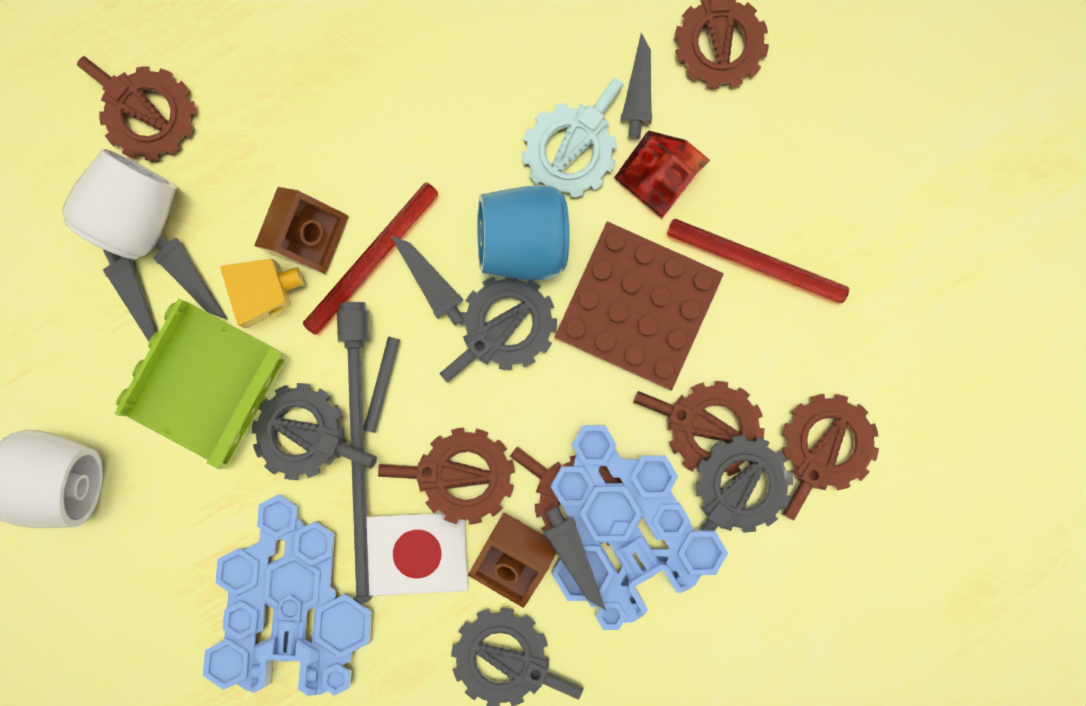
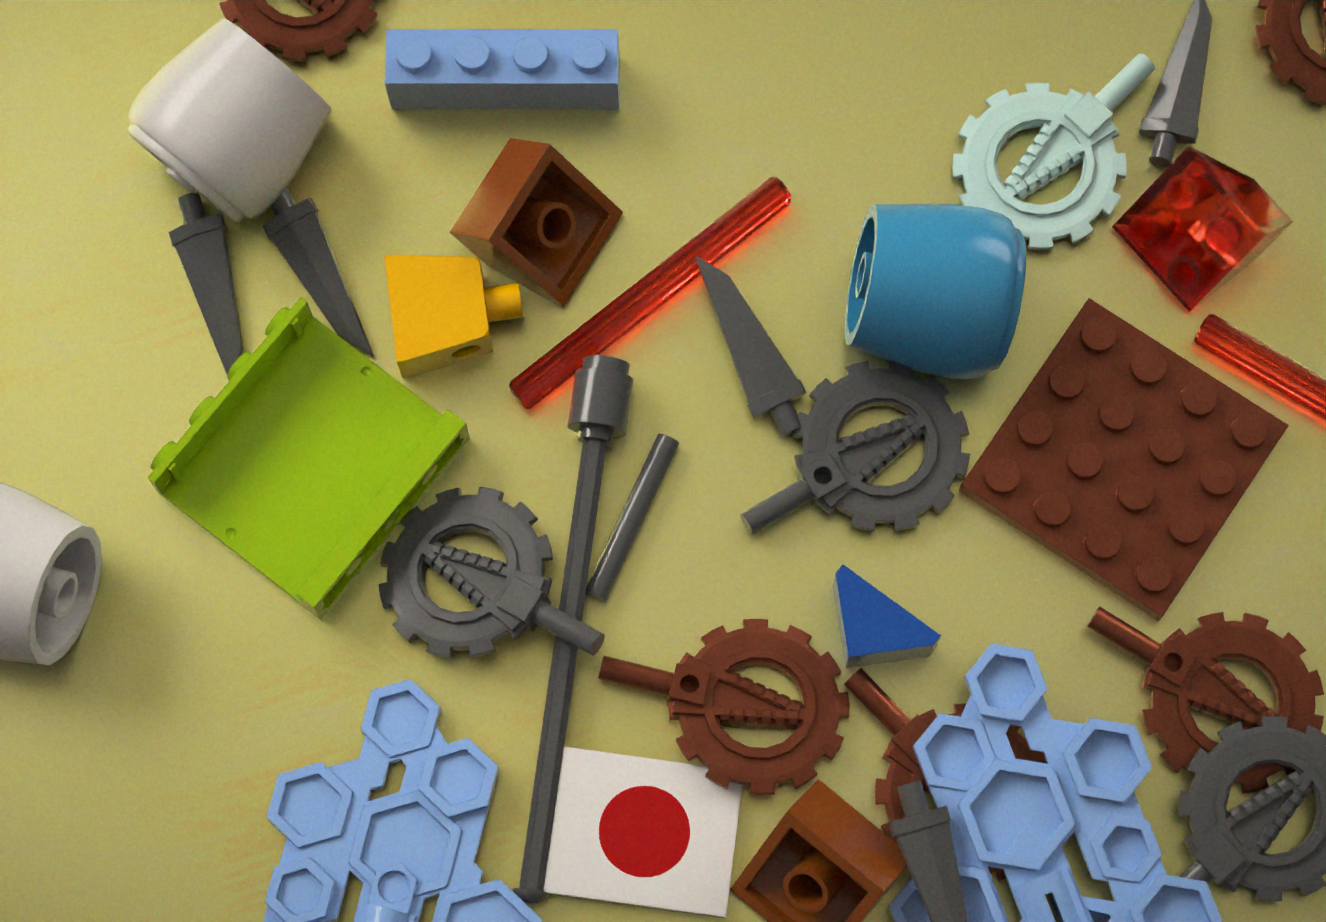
camera: 10 degrees right, 10 degrees down
(266, 147) = (502, 68): none -> light blue brick
(520, 423) = (875, 626): none -> blue slope

